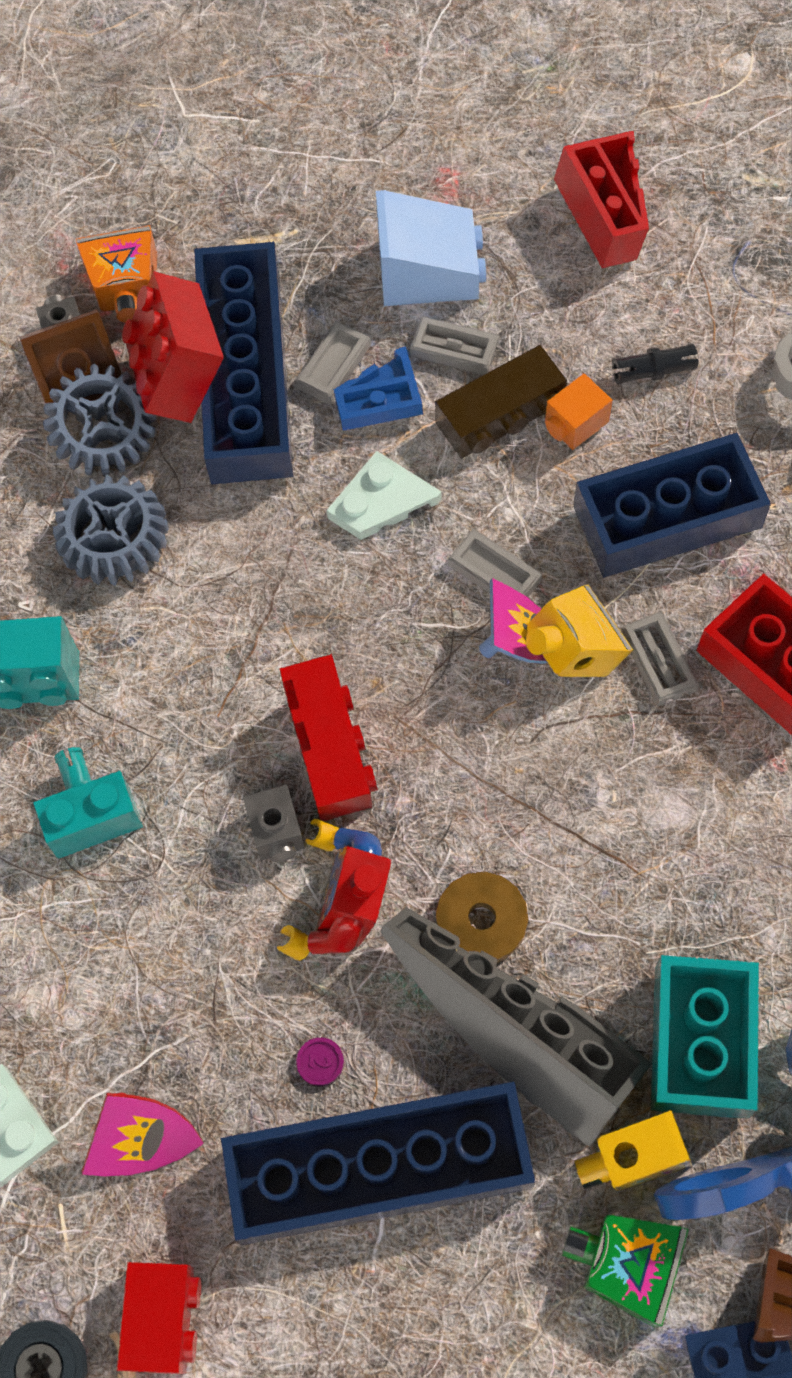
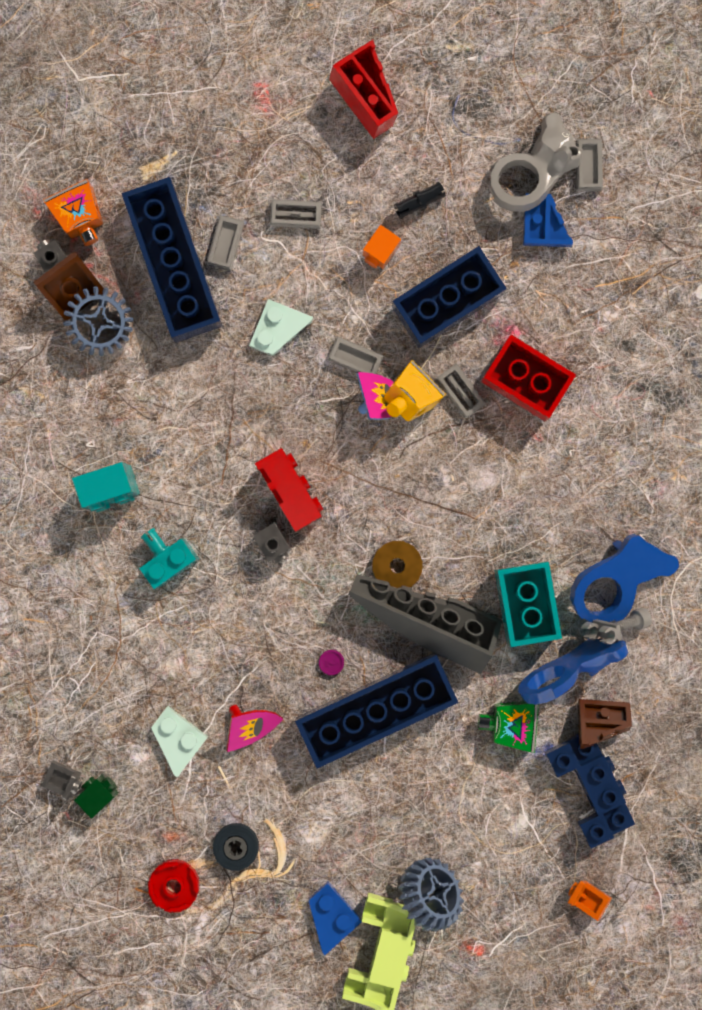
camera: 20 degrees left, 20 degrees up
(102, 551) = (133, 379): sand blue gear -> none
(157, 1318) = (286, 810): red brick -> none
(172, 347) = (129, 267): red brick -> none
(350, 897) = (326, 572): red torso -> none
(379, 394) = (260, 260): blue wing -> none
(427, 250) = (265, 155): light blue slope -> none
(498, 402) = (334, 250): dark brown brick -> none
(658, 1148) = (513, 664): yellow torso -> none

